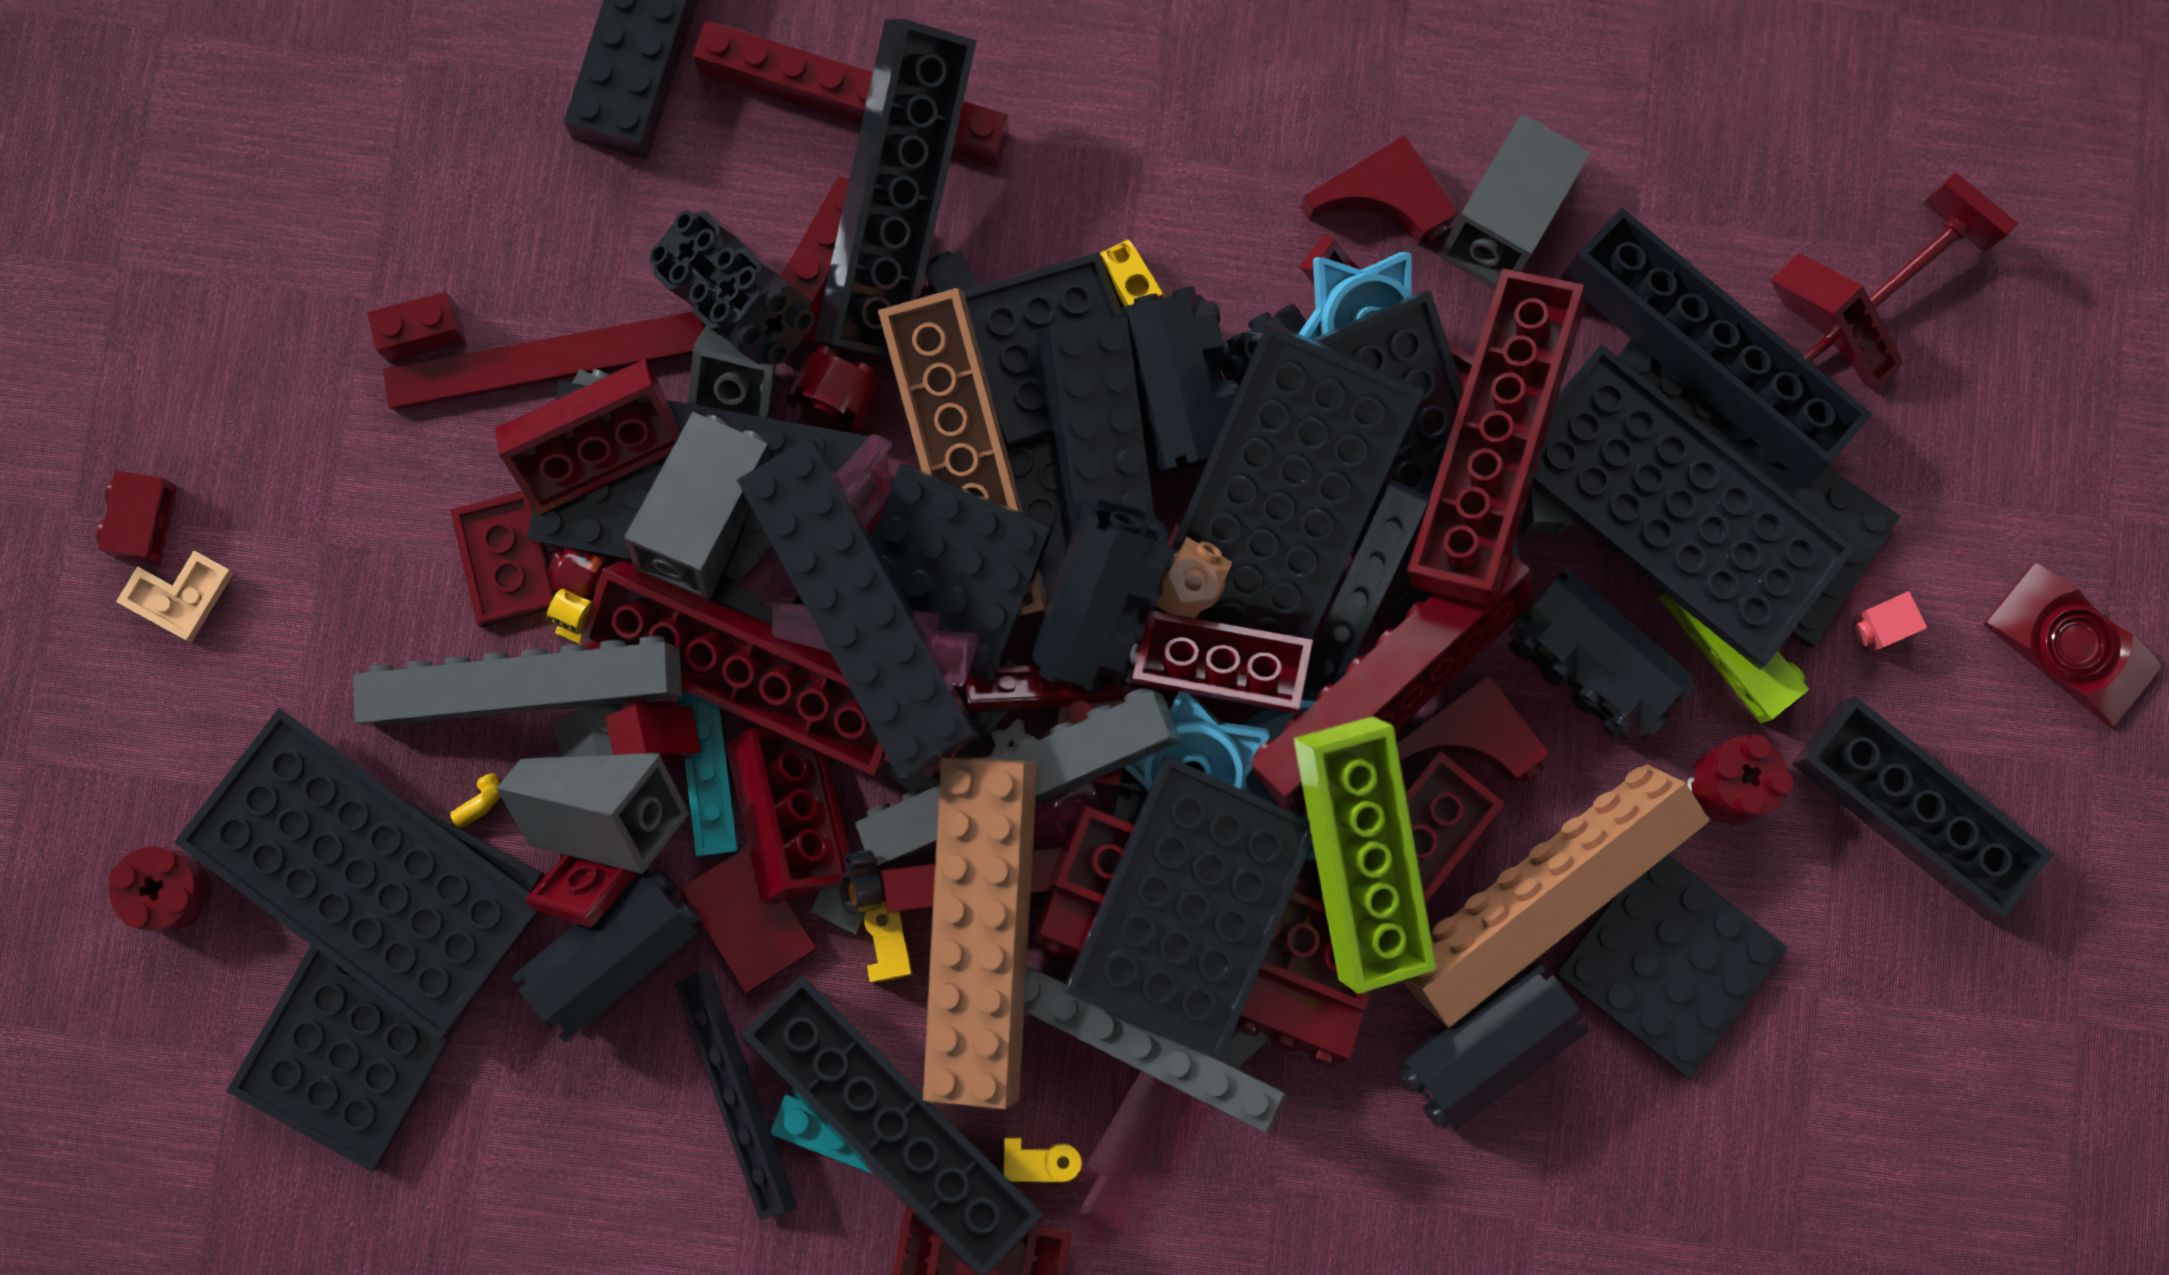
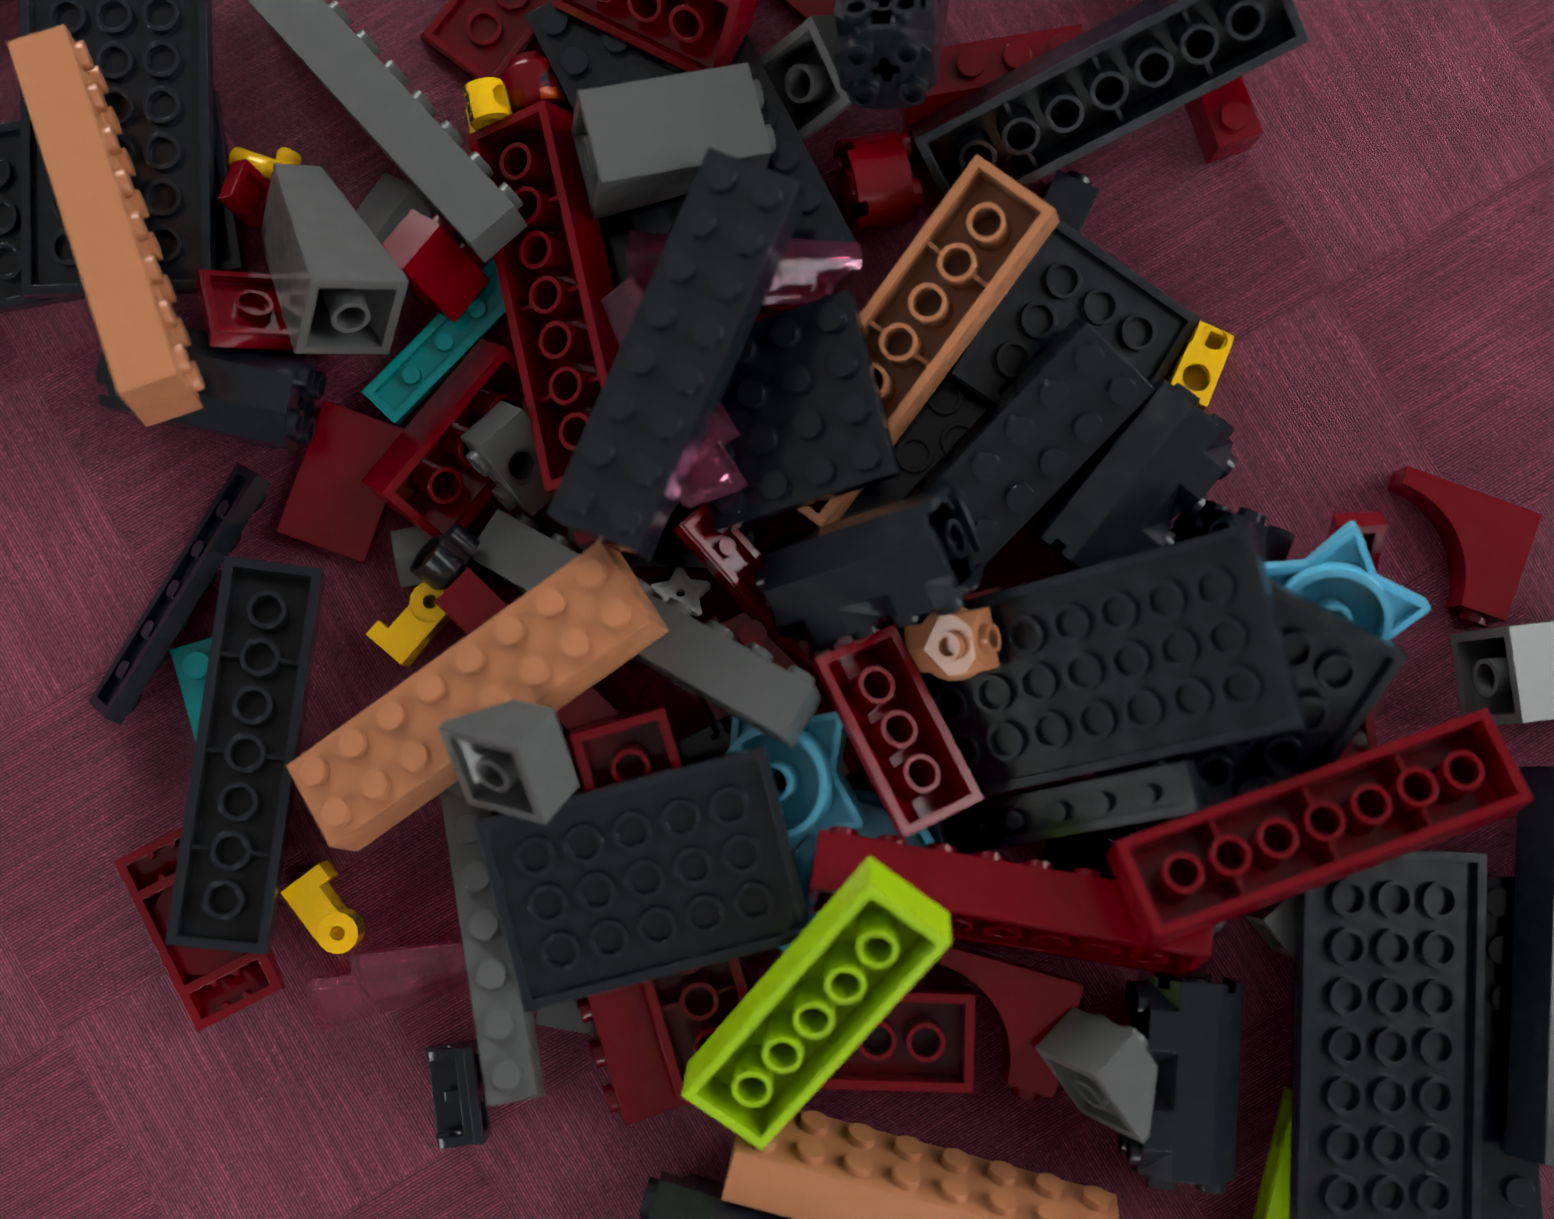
camera: 60 degrees right, 5 degrees up
(452, 930) = (107, 226): none -> nougat brick
(492, 828) = (245, 192): none -> dark red plate
(827, 785) = (493, 443): none -> dark grey brick
(1044, 932) = (511, 760): none -> dark grey slope
(1238, 1167) = (458, 1094): none -> black hinge
(1555, 703) = (1103, 1070): none -> dark grey slope

